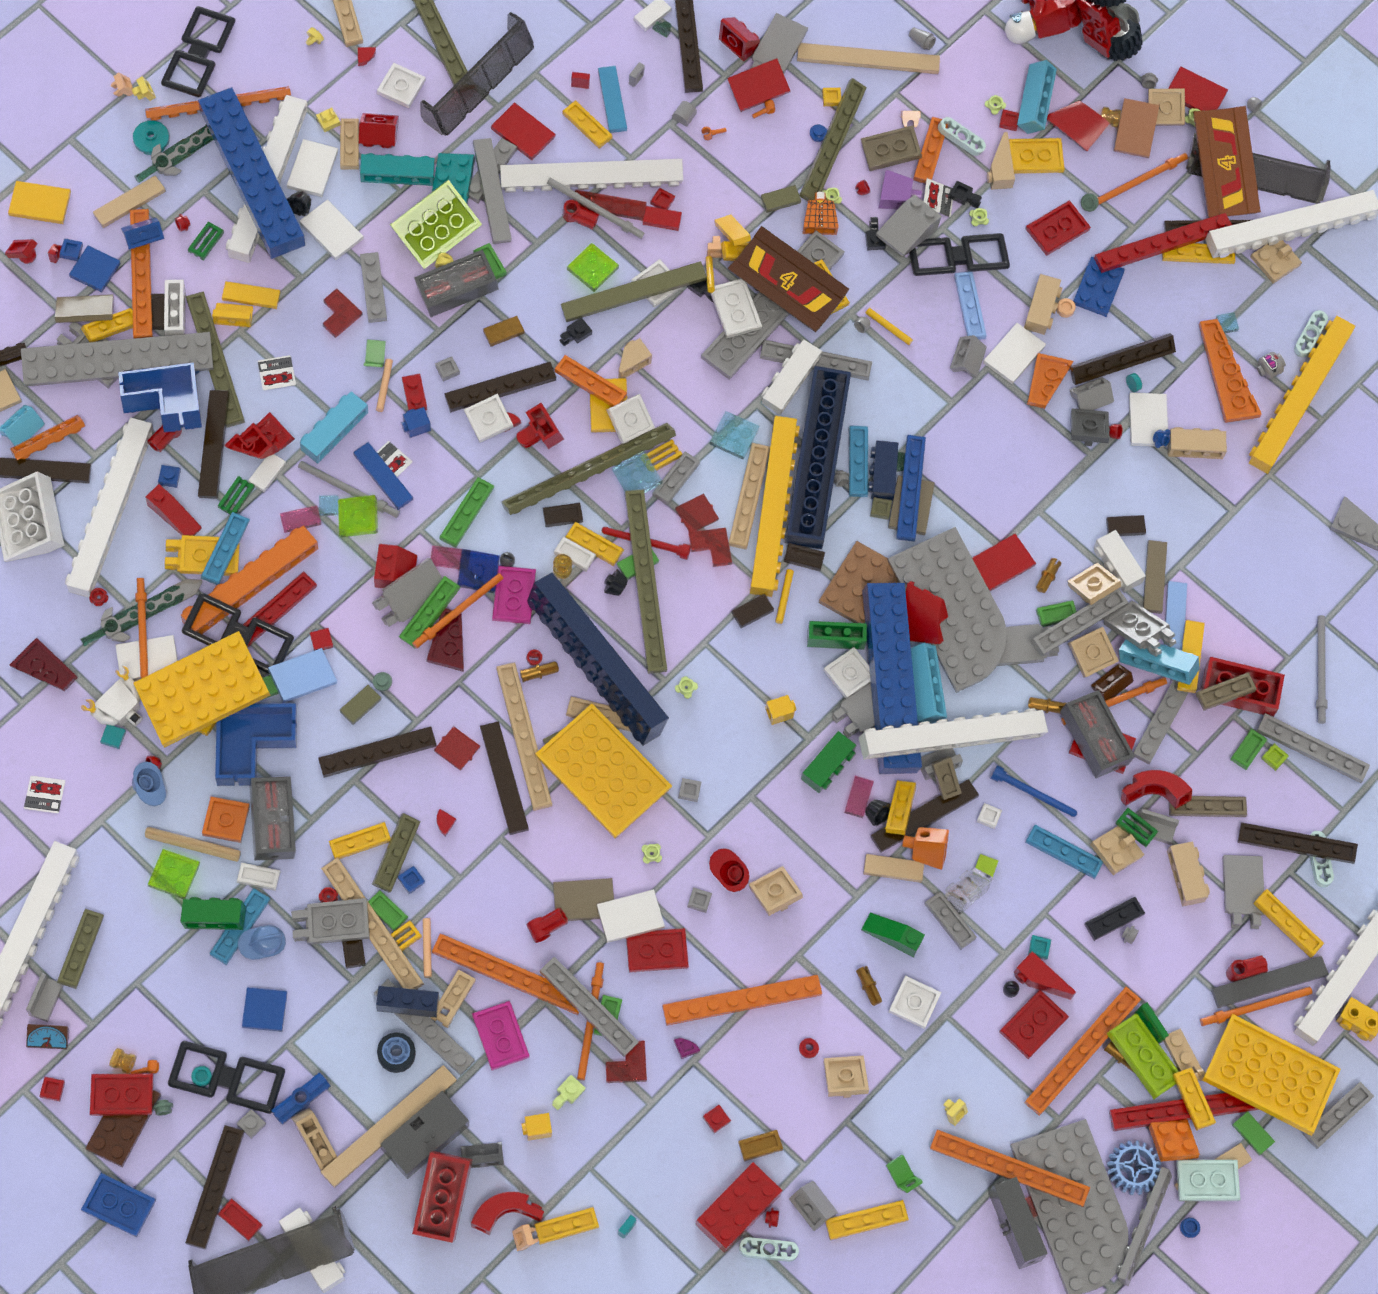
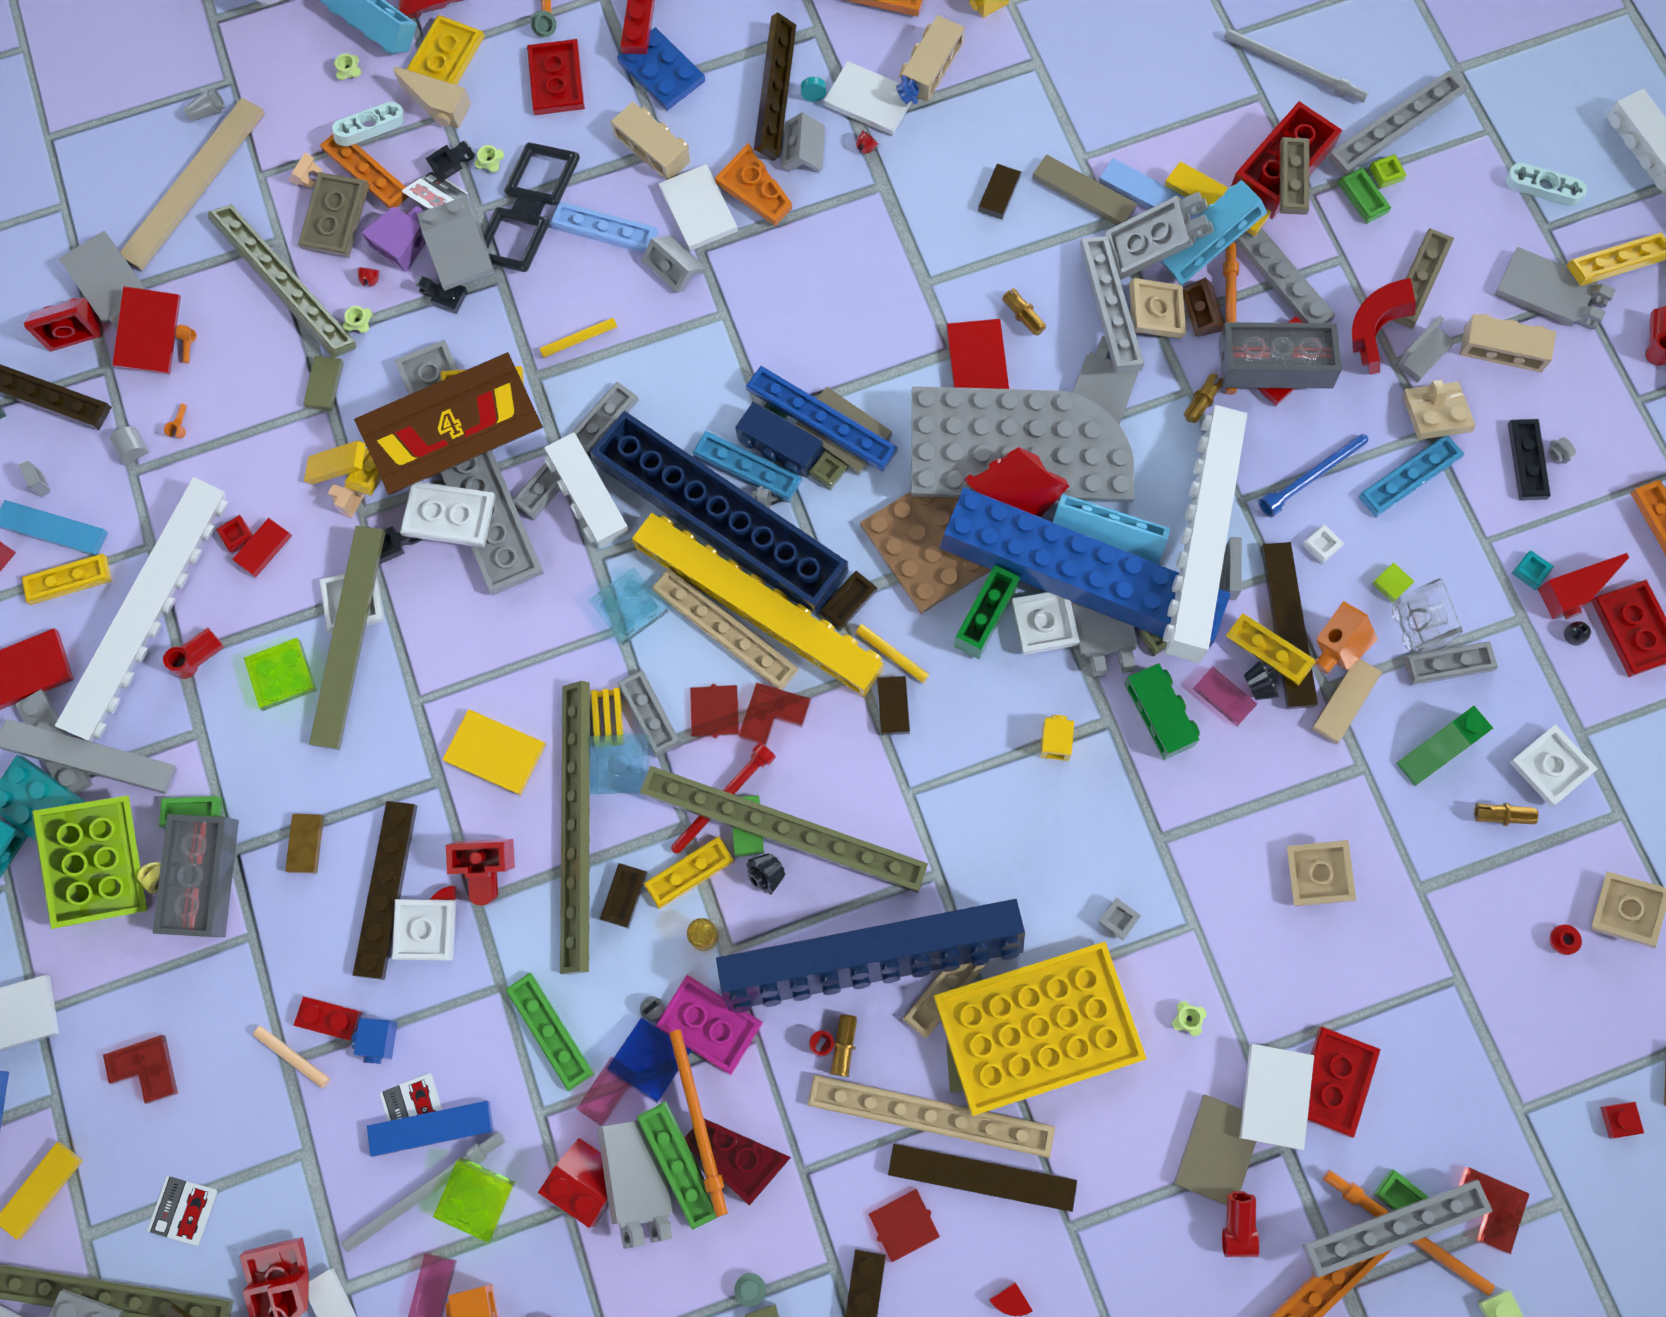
camera: 50 degrees left, 5 degrees up
(232, 315) = (53, 1235): yellow panel -> none
(328, 505) = (432, 1235): clear light blue tile -> none
(333, 427) = (316, 1168): medium azure brick -> none
(373, 287) = (132, 998): light grey plate -> none
(375, 353) = (236, 1048): bright green bracket -> none
(447, 368) = (316, 952): light grey tile -> none
(576, 331) = (361, 741): black plate -> none
(580, 556) = (690, 906): white tile -> none
(590, 381) = (449, 760): orange plate -> none
(616, 205) = (202, 605): clear red tile -> none
(625, 225) = (246, 599): light grey bar -> none
(630, 418) = (532, 732): white tile -> none
(634, 358) = (445, 683): tan slope -> none
(685, 681) = (966, 841): yellowish green plate -> none
(685, 1047) = (1499, 1111): magenta tile -> none
(699, 900) = (1285, 984): light grey tile -> none
(710, 274) = (380, 523): yellow bar -> none
(729, 869) = (1269, 922): red piece -> none
(742, 1000) = (1457, 1000): orange plate -> none
(818, 132) = (258, 292): blue plate -> none
(820, 216) = (378, 344): orange torso -> none
(831, 96) = (217, 252): yellow tile -> none
(862, 324) = (558, 368): light grey hinge -> none
(946, 777) = (1258, 570): dark tan plate -> none
(1009, 120) = (378, 62): red tile -> none
(1055, 613) = (1079, 328): bright green tile -> none
(1066, 307) = (670, 117): light nougat tile -> none
(1089, 426) = (847, 165): dark grey hinge -> none
(1094, 583) = (1065, 262): tan hinge -> none
(1119, 560) = (1046, 220): white brick -> none
(1126, 828) = (1403, 380): green tile -> none
(1297, 843) = (1519, 198): dark brown tile -> none

